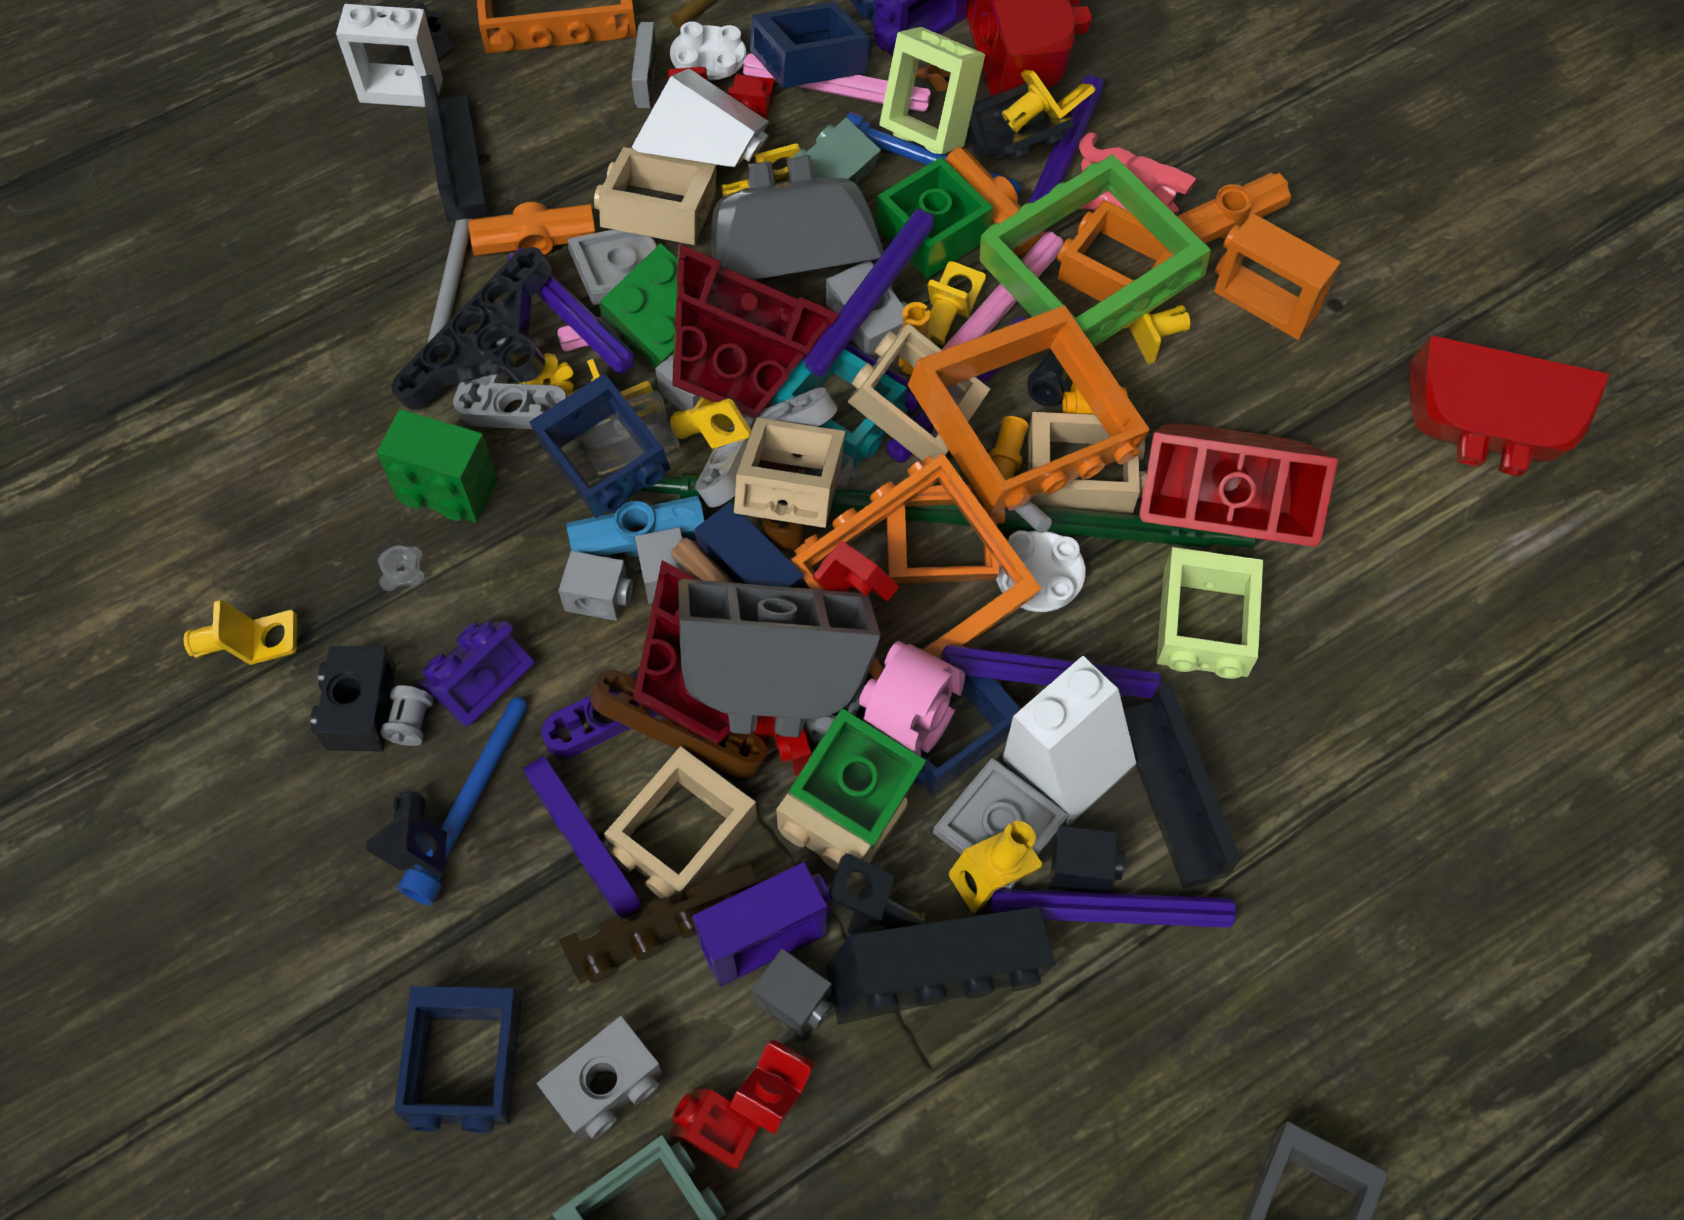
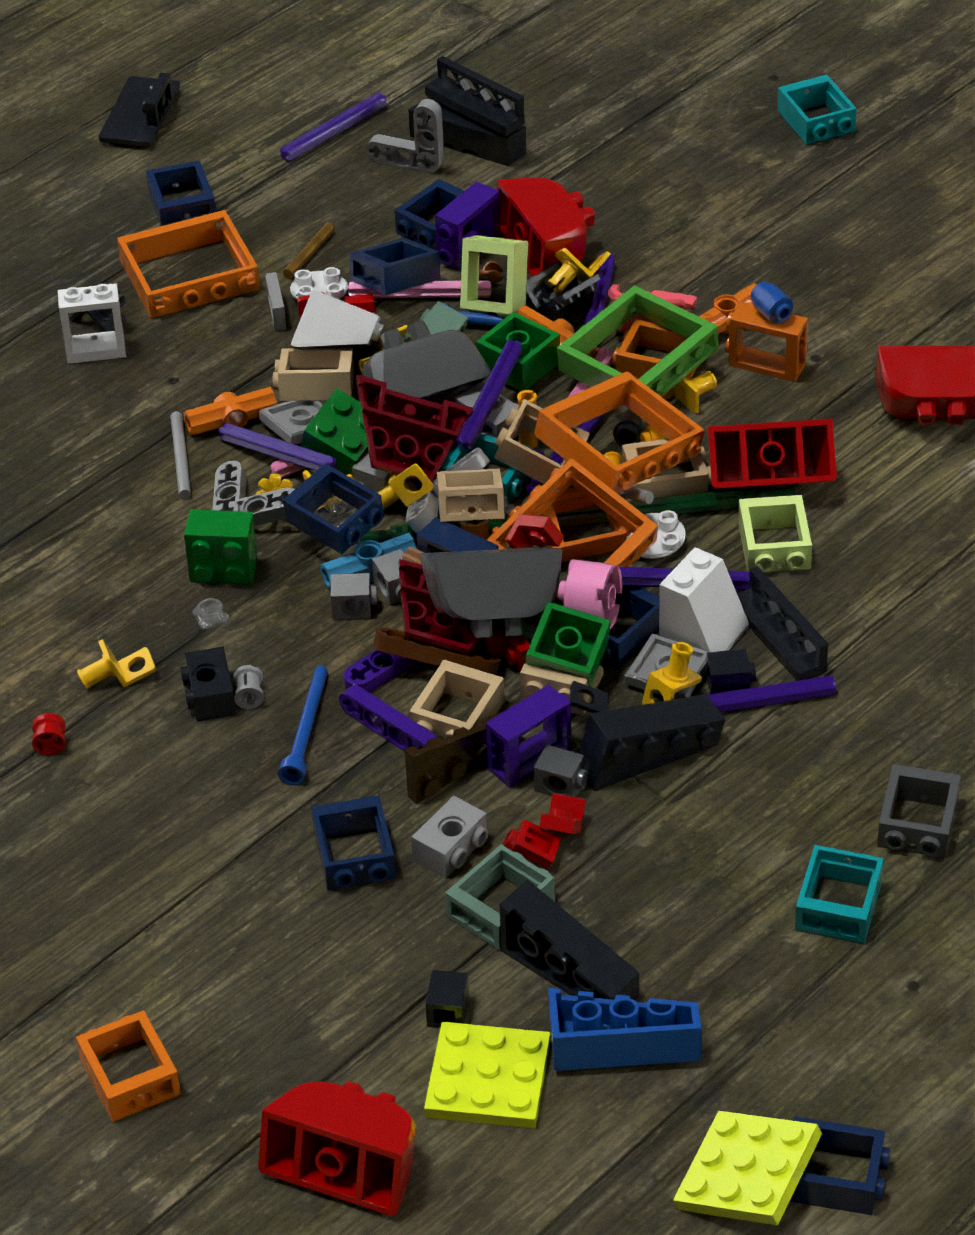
camera: 10 degrees left, 20 degrees down
(110, 736) = (48, 734): none -> red wheel
(410, 837) = (276, 742): black bracket -> none
(454, 153) = (155, 376): black fence -> none
(470, 351) = (219, 483): black beam -> none
(475, 670) = (288, 651): dark purple bracket -> none
(951, 301) = (548, 390): yellow bracket -> none
(1296, 230) = (771, 302): none -> blue brick

